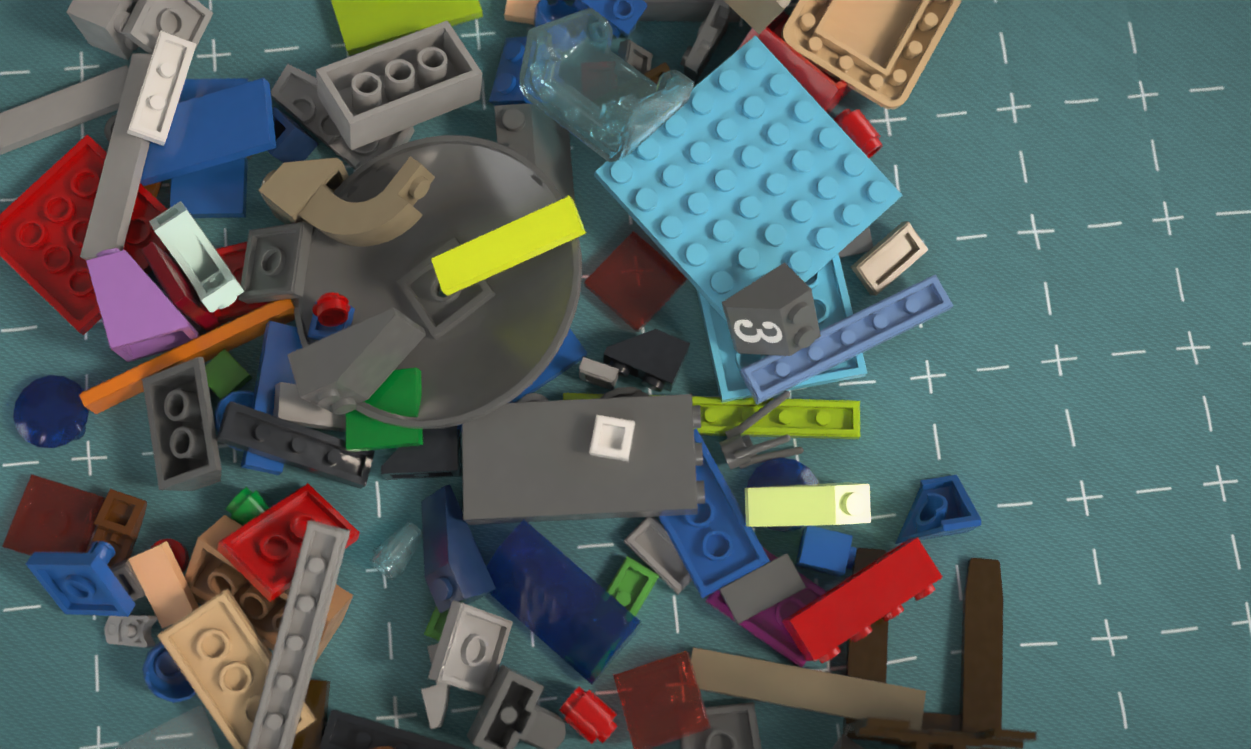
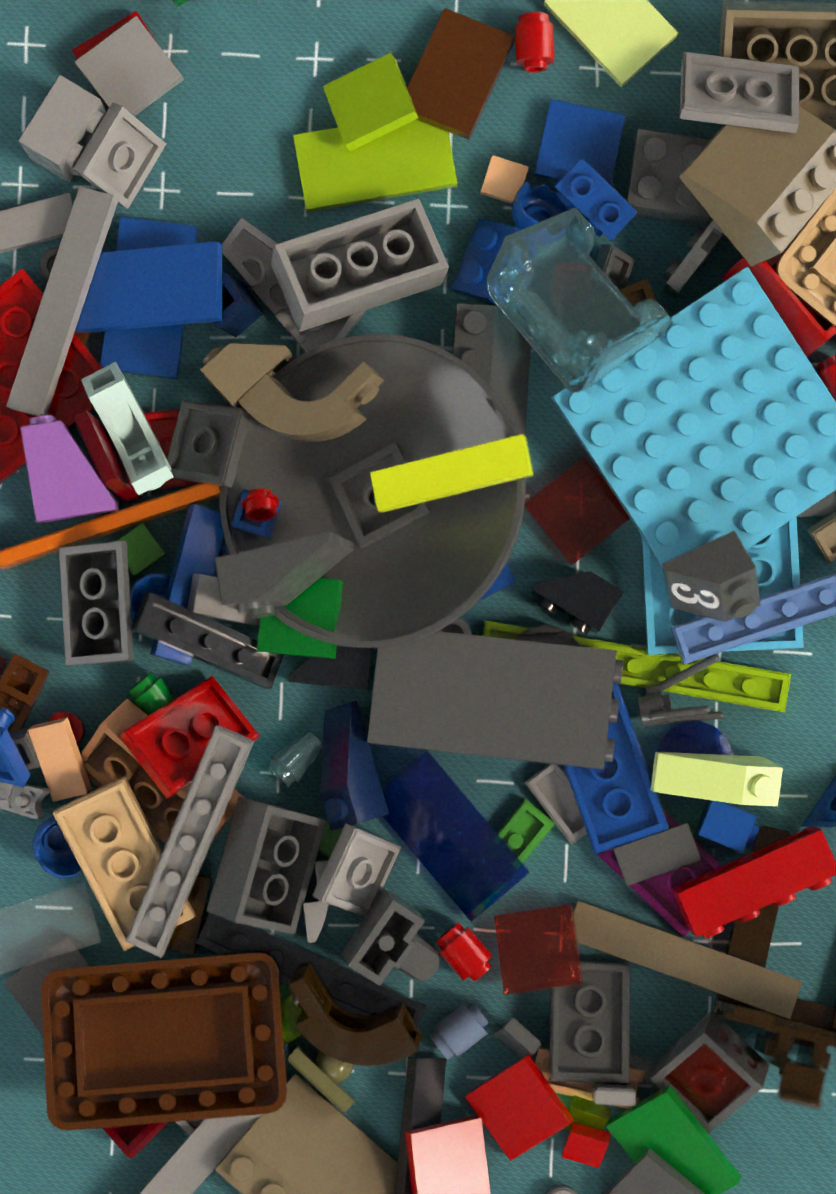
camera: 15 degrees right, 10 degrees up
(161, 88) = (108, 234): white tile -> none
(379, 656) = (266, 865): none -> dark grey brick
(598, 373) = (524, 607): light grey tile -> none
(612, 438) = (528, 684): white tile -> none

